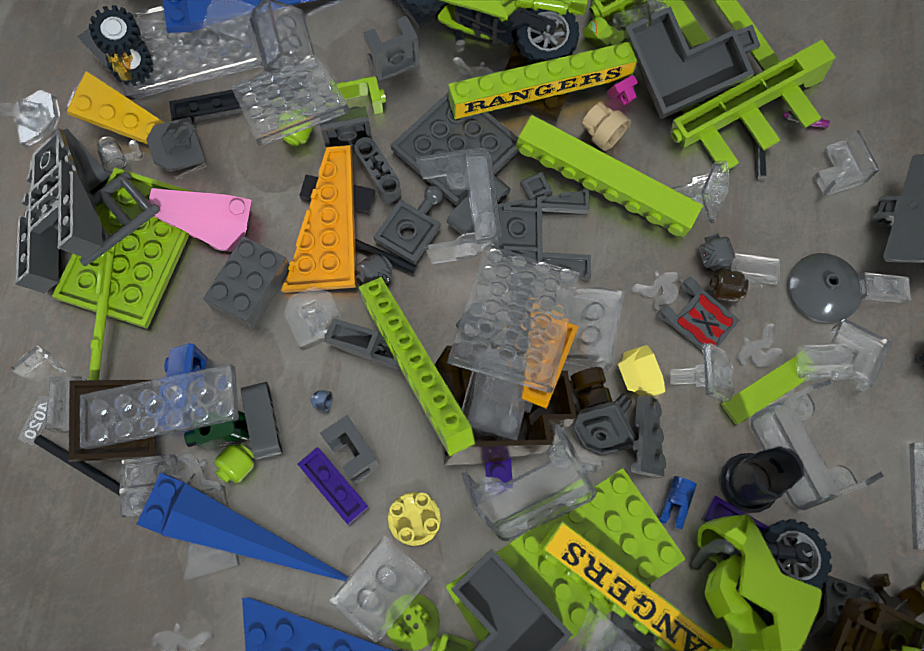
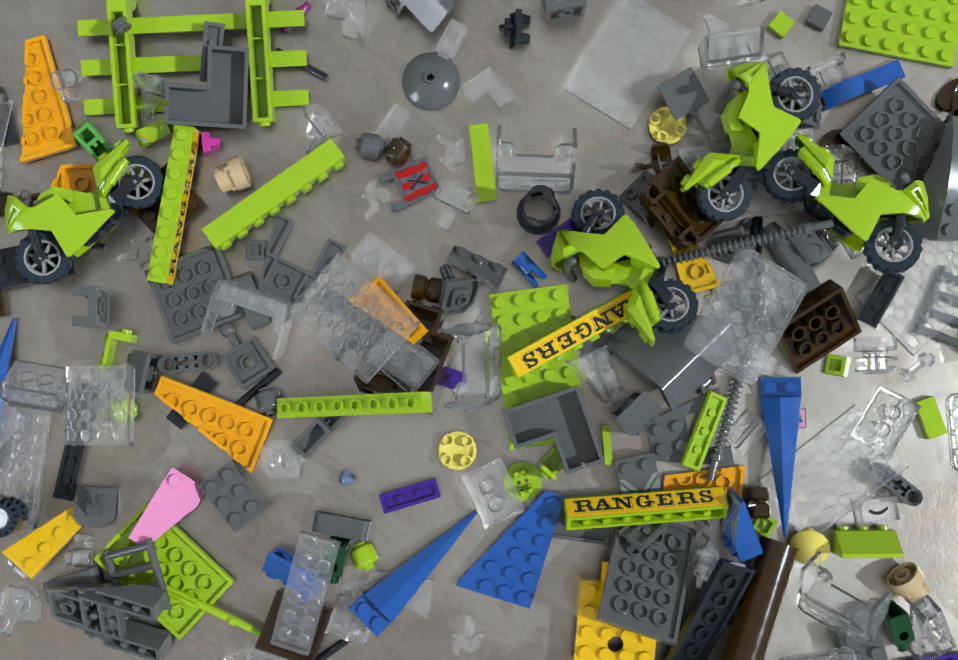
camera: 60 degrees left, 15 degrees up
(344, 433) = (391, 467): dark grey panel -> none
(642, 372) = (430, 247): light yellow slope -> none
(825, 361) = (483, 117): clear bracket -> none

